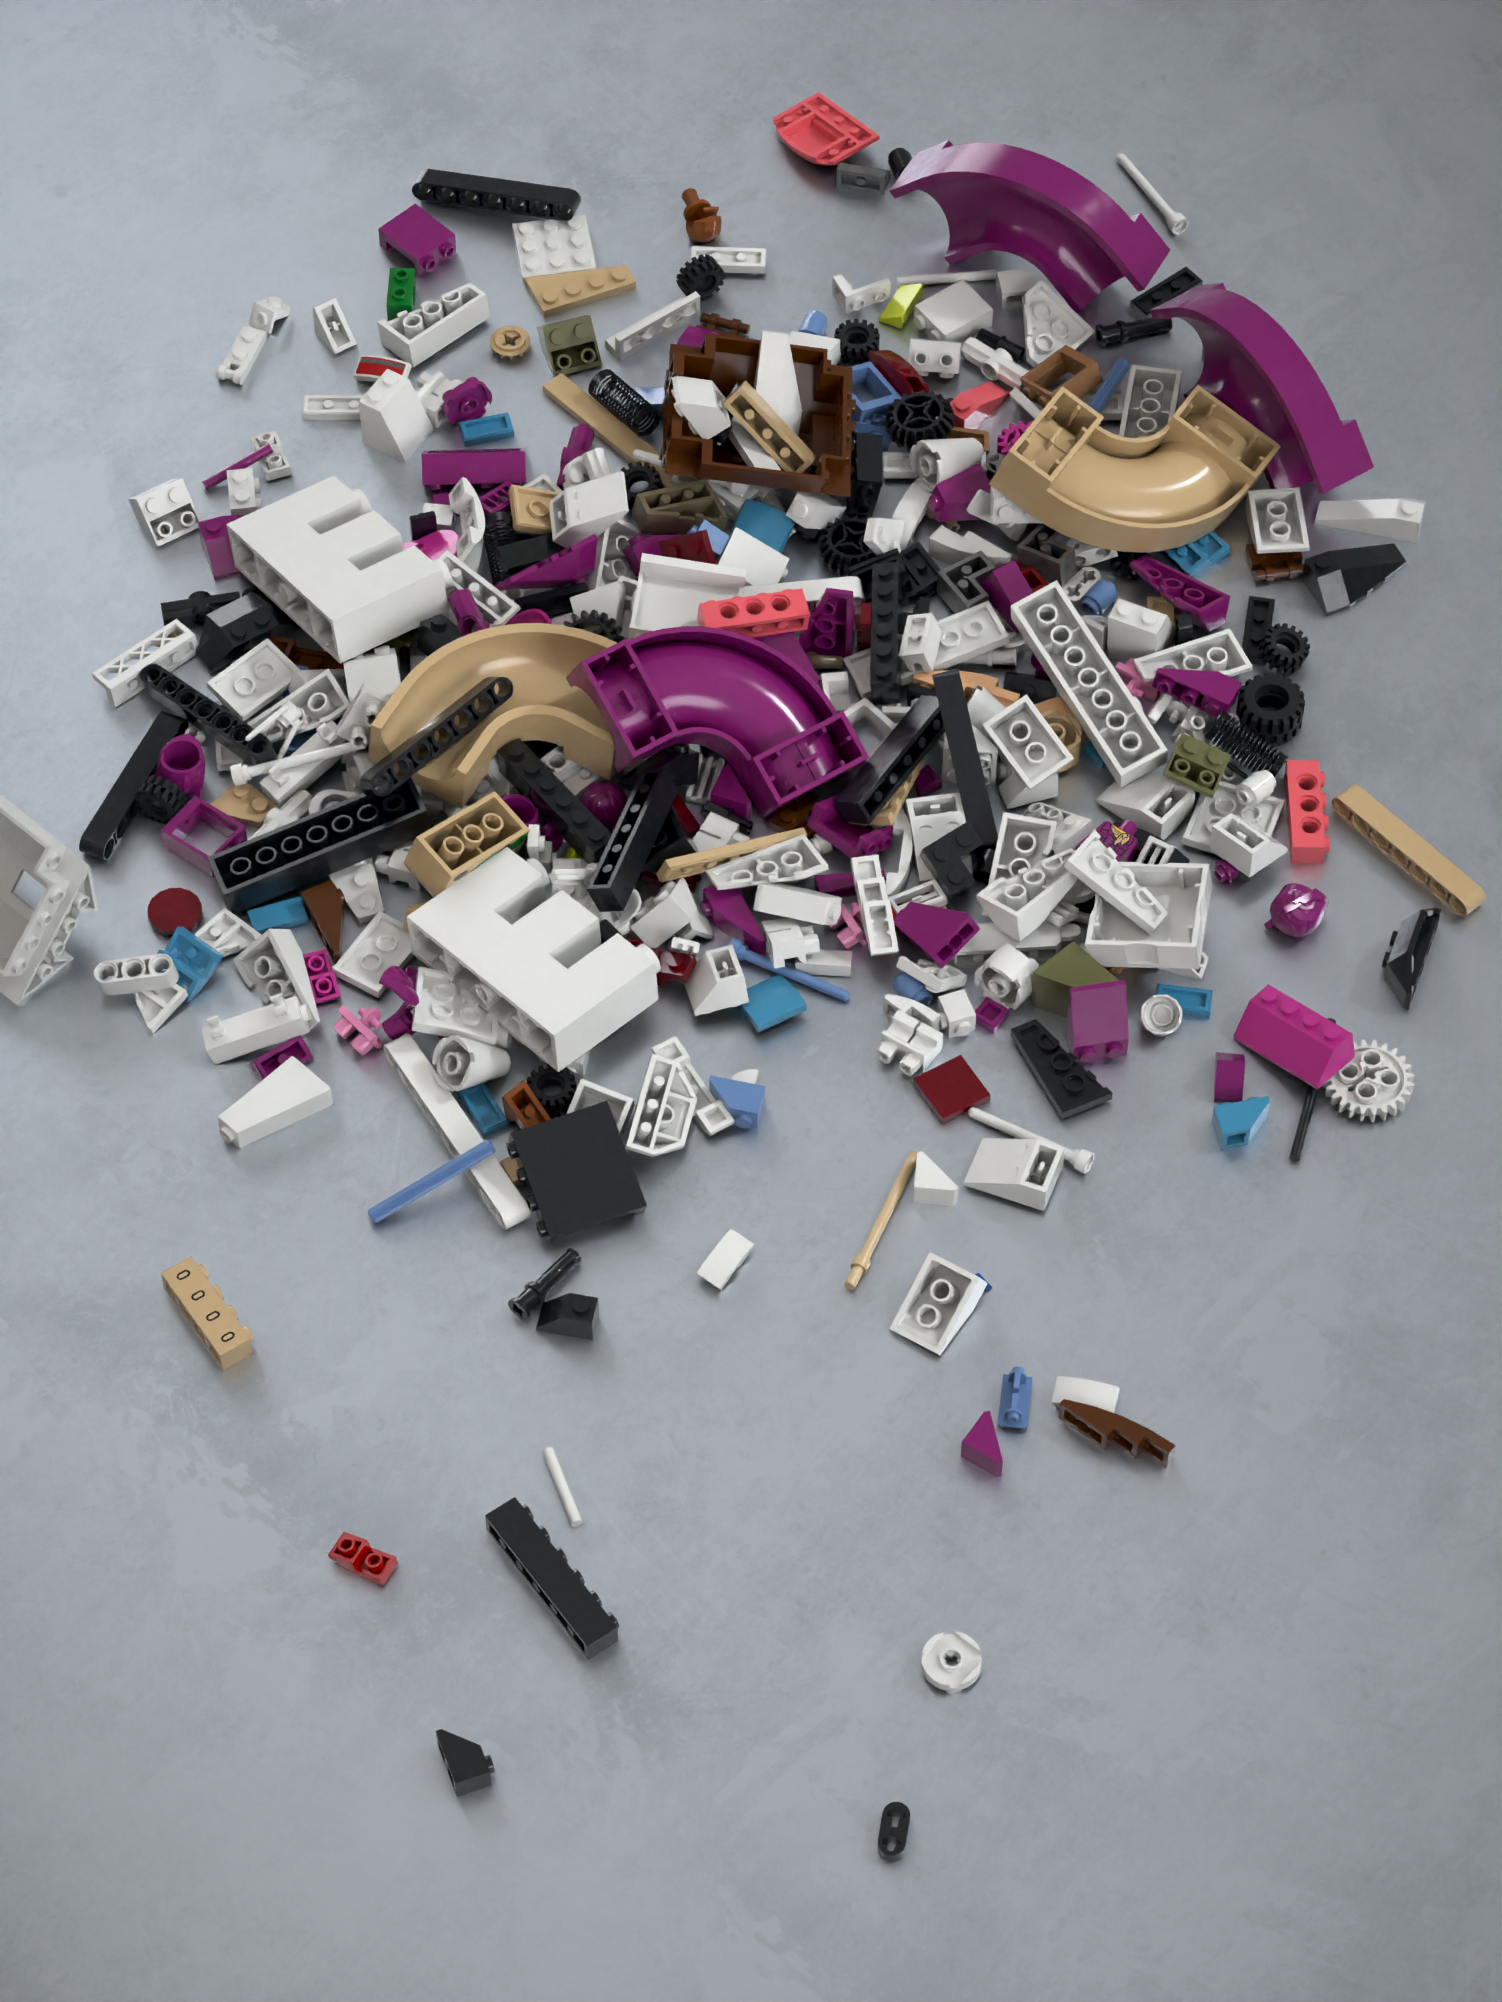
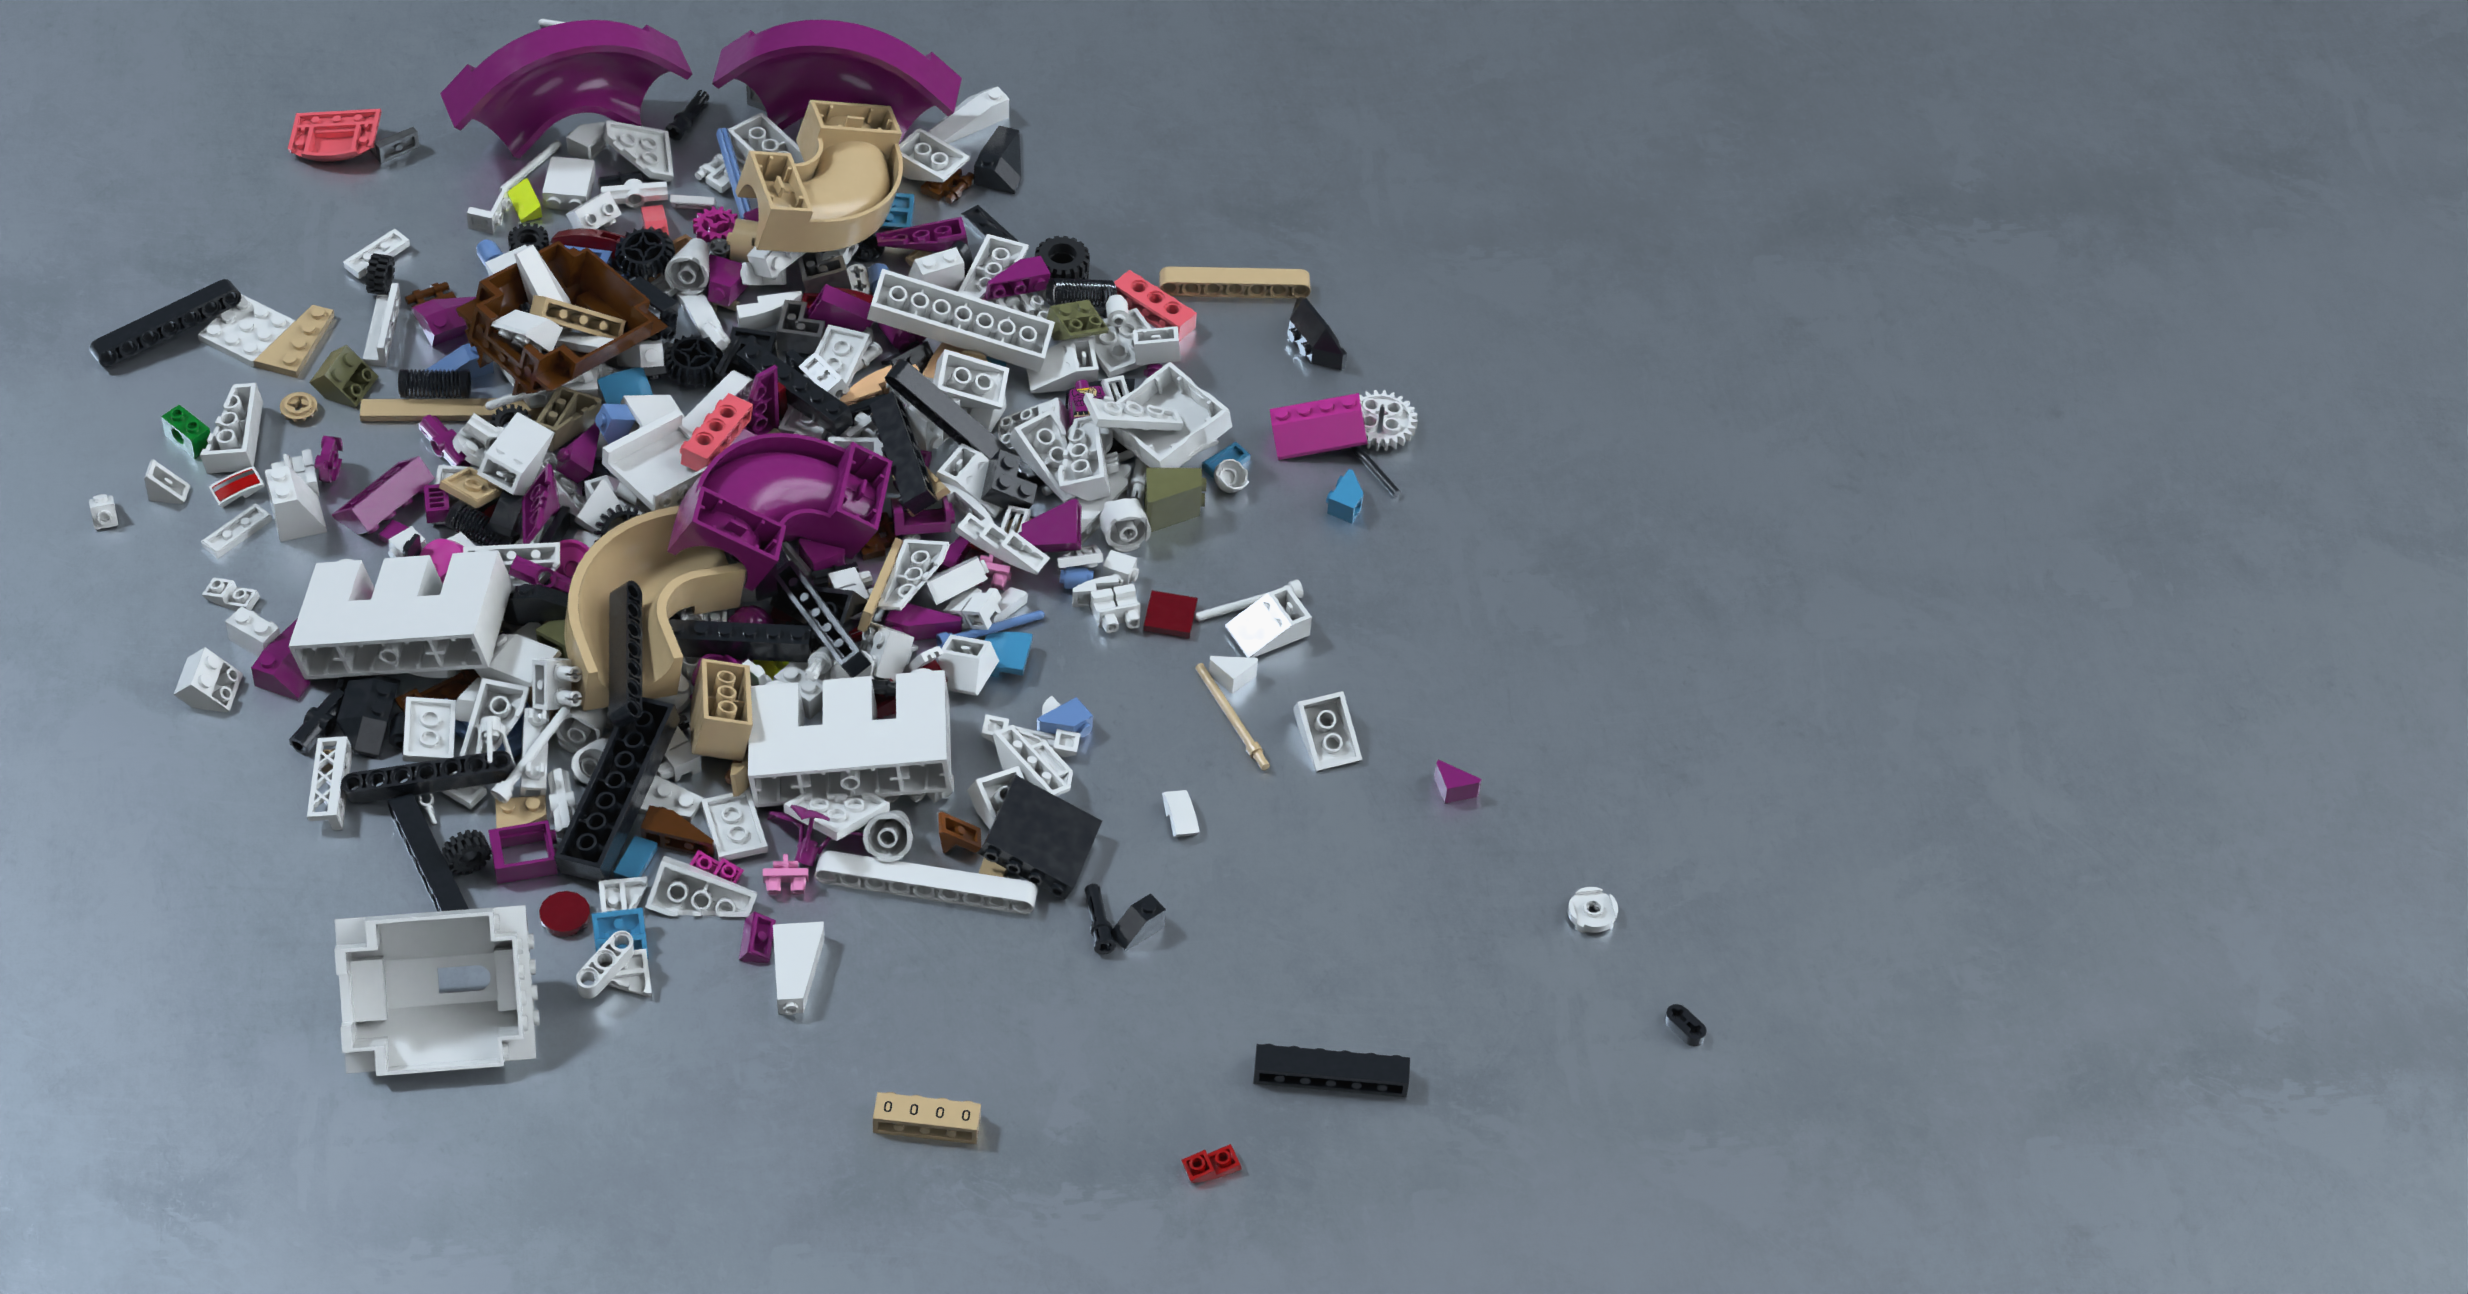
camera: 55 degrees left, 5 degrees down
(183, 764) = (453, 815): magenta helmet -> none
(240, 464) = (220, 617): magenta bar -> none
(242, 355) = (119, 550): white plate -> none
(255, 1029) = (726, 930): white brick -> none
(418, 238) = (146, 387): magenta panel -> none
(431, 1181) = (958, 920): medium blue axle -> none
(464, 1763) = (1425, 1214): black slope -> none
(467, 504) = (438, 521): white slope -> none
(483, 1109) = (926, 856): dark azure tile -> none
(486, 429) = (356, 470): dark azure tile -> none
(548, 1077) = (949, 799): black tyre -> none
(562, 1487) = (1263, 1019): white bar -> none
(690, 547) = (614, 427): dark red wing -> none
(701, 218) = (324, 241): dark orange piece -> none
(898, 160) = (411, 117): black brick -> none
(991, 1015) = (1138, 552): magenta tile -> none
(1015, 1399) = (1433, 745): medium blue hinge -> none
(1054, 367) = (680, 156): medium nougat window -> none
(1059, 1073) = (1230, 557): black wing -> none
(1086, 1392) = (1467, 709): white slope -> none
(1097, 1021) = (1211, 505): magenta slope -> none
(1108, 1428) = (1503, 715): reddish brown slope -> none
(1164, 291) = (676, 89): black tile -> none
(1229, 1077) = (1307, 479): magenta slope -> none
(1288, 638) = (1023, 226): black tyre -> none
(1297, 910) = (1225, 360): magenta helmet -> none

